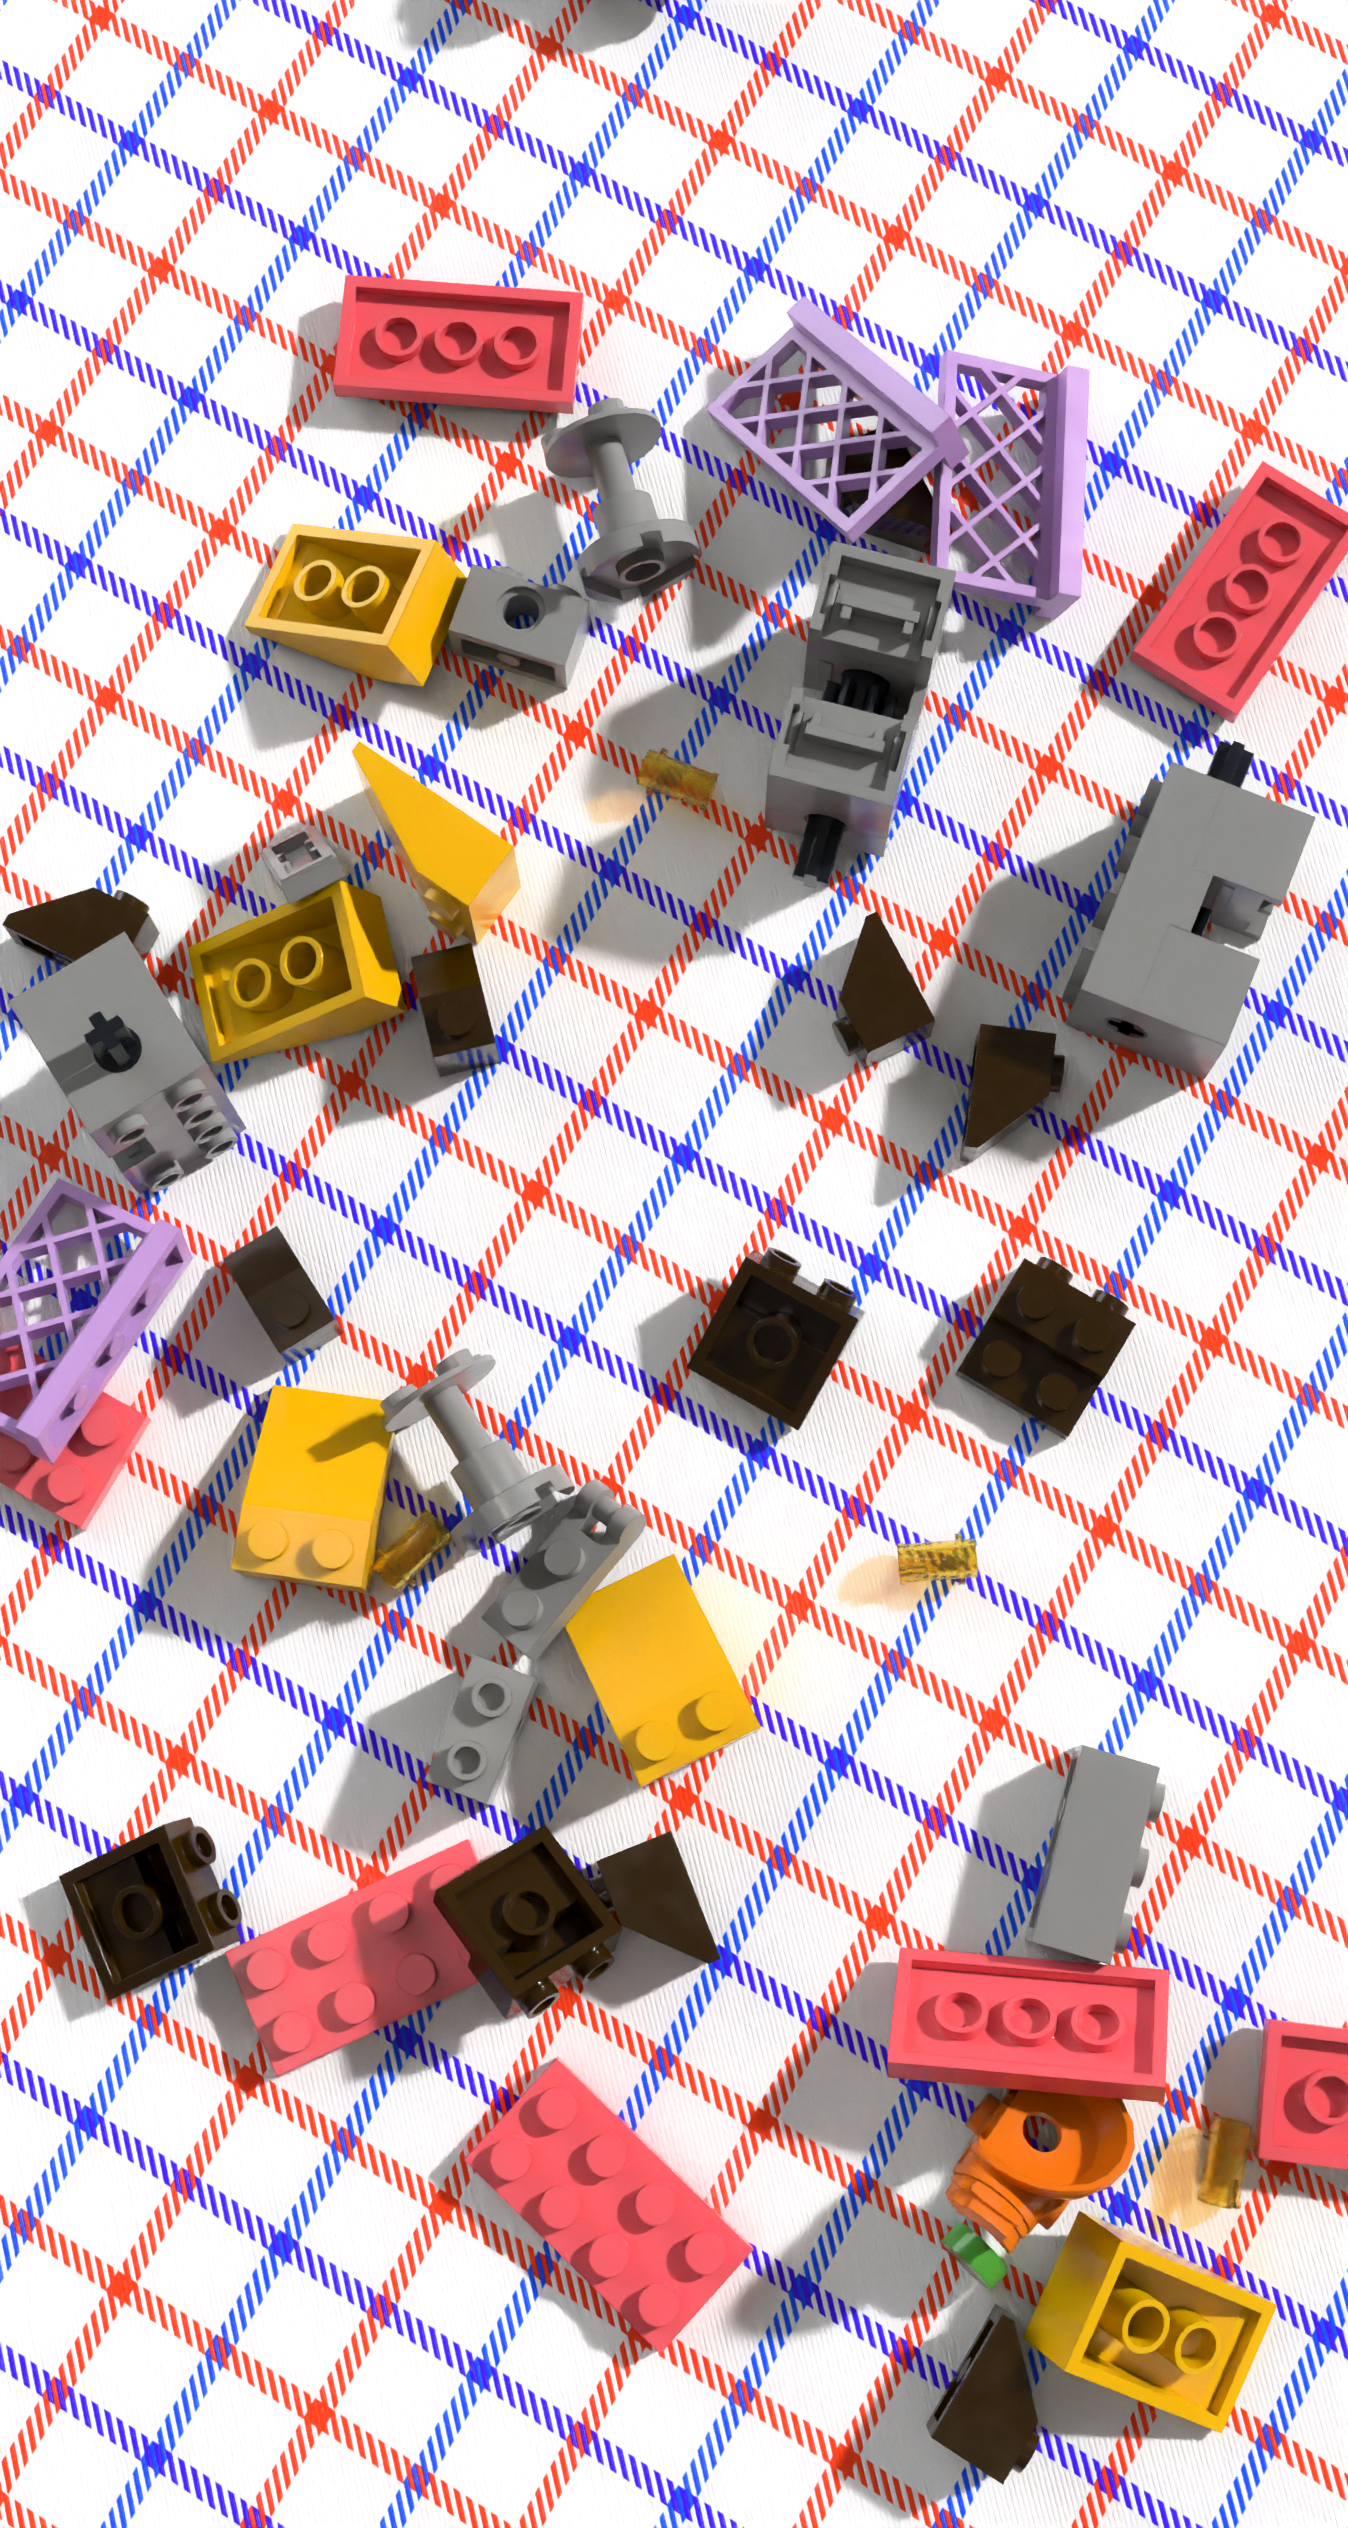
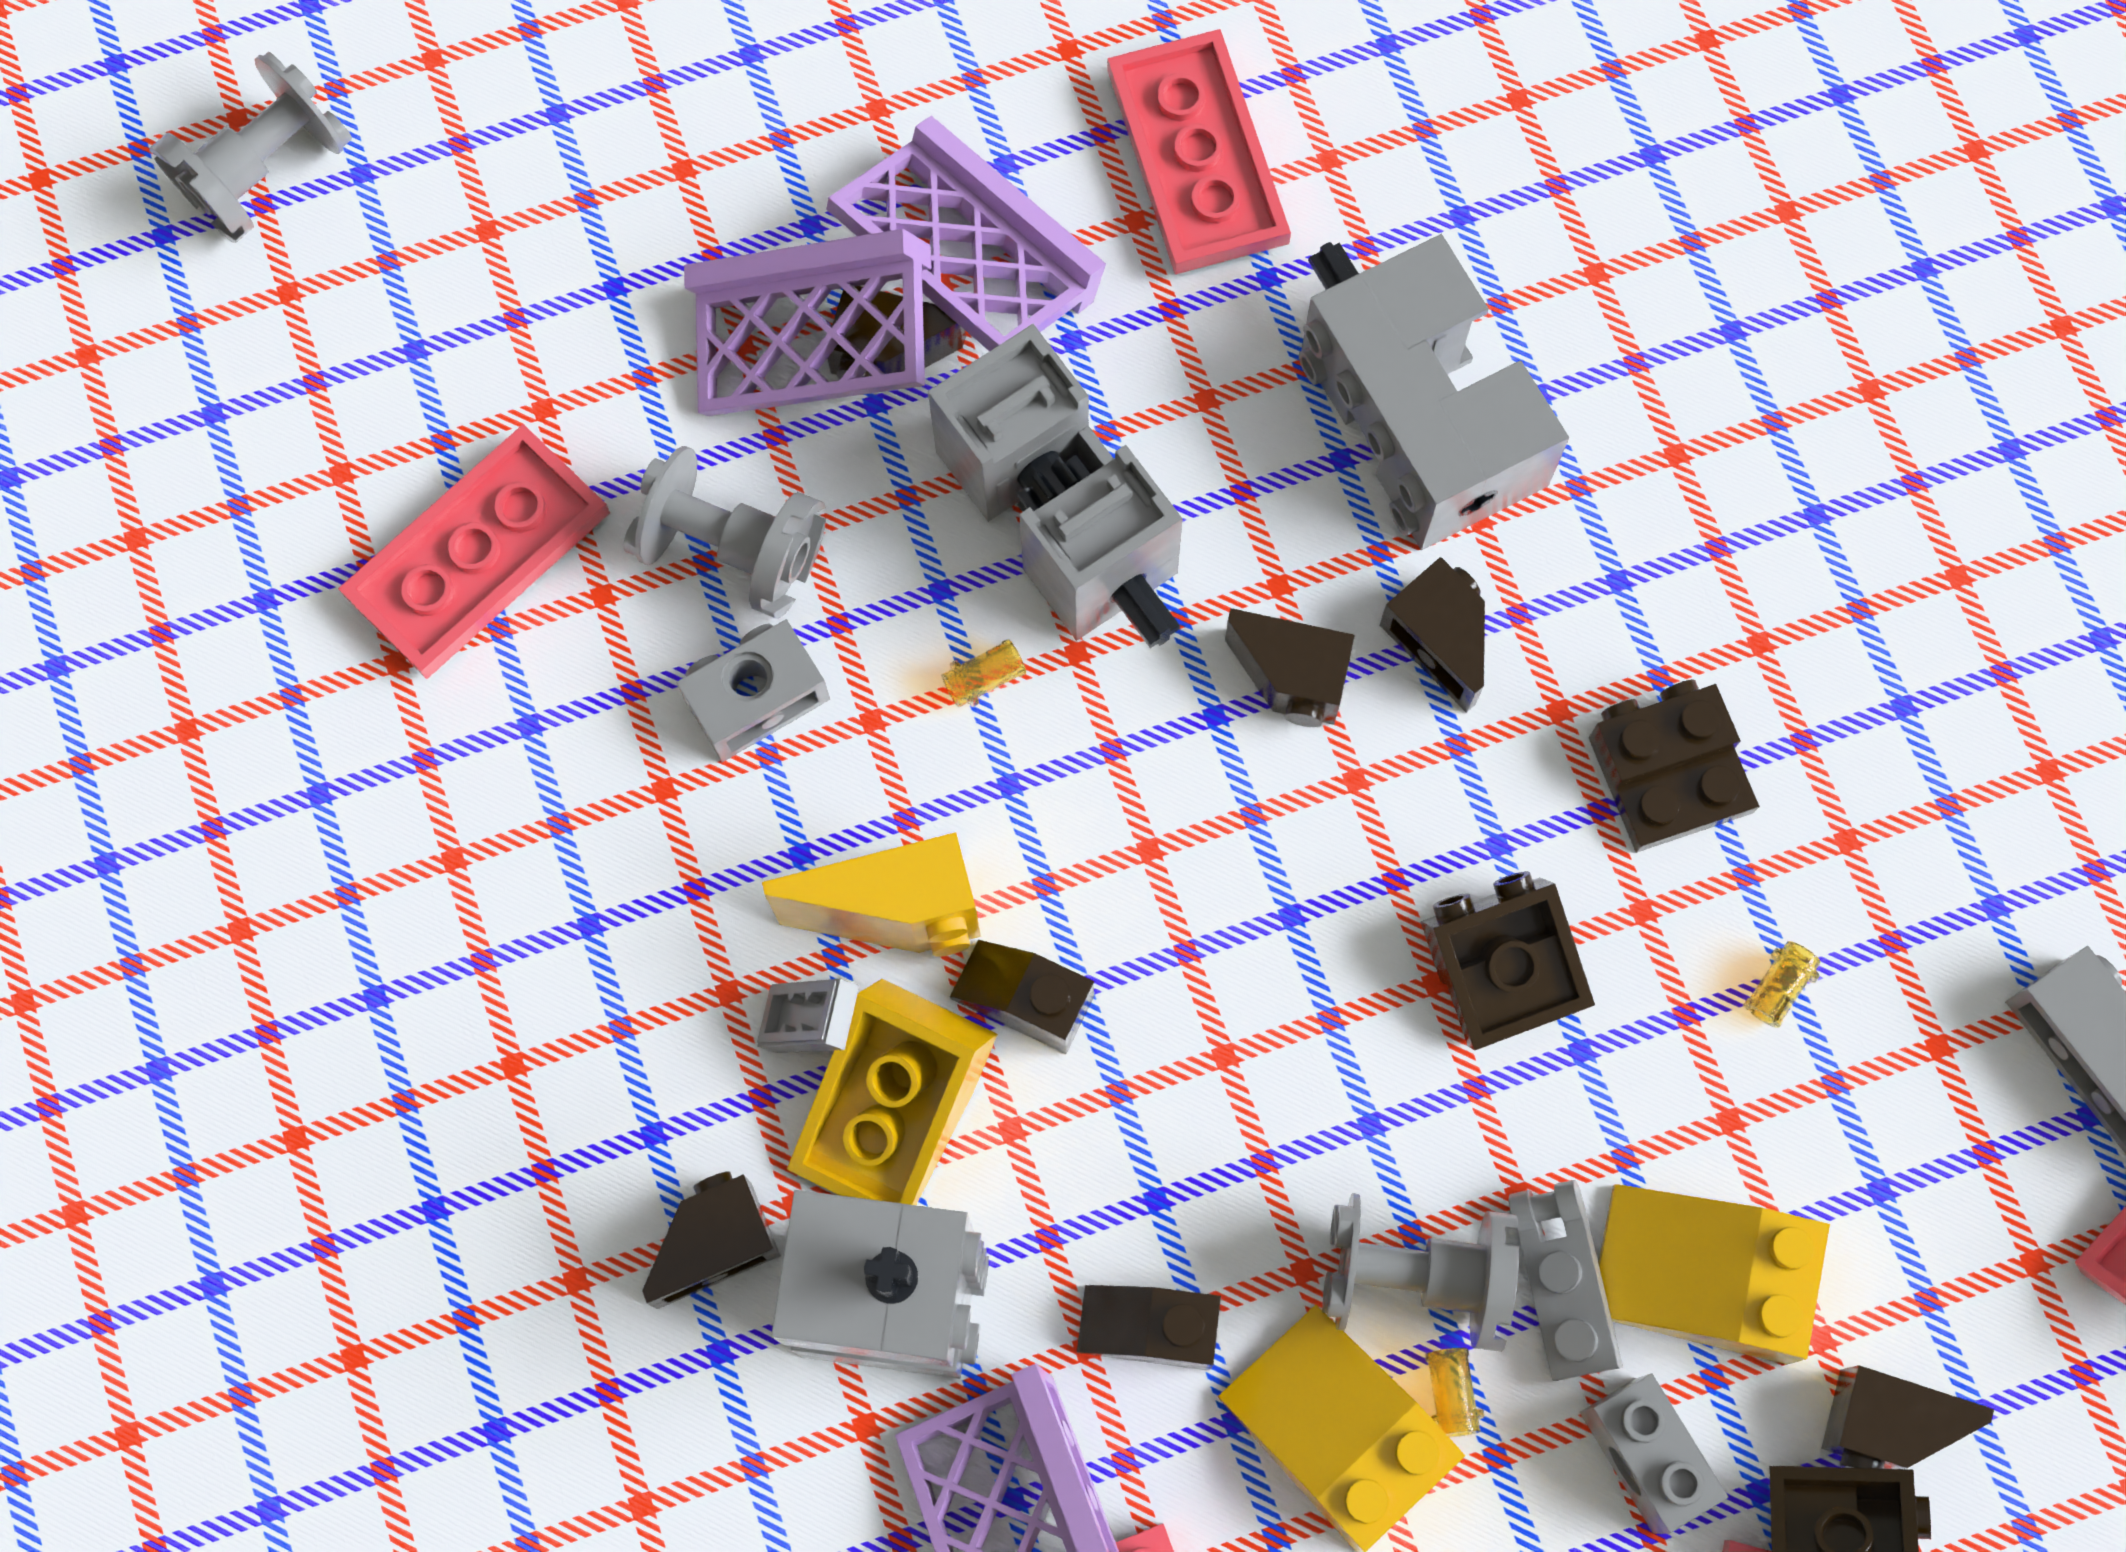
camera: 50 degrees left, 5 degrees down
(360, 601) = (619, 796): yellow slope -> none

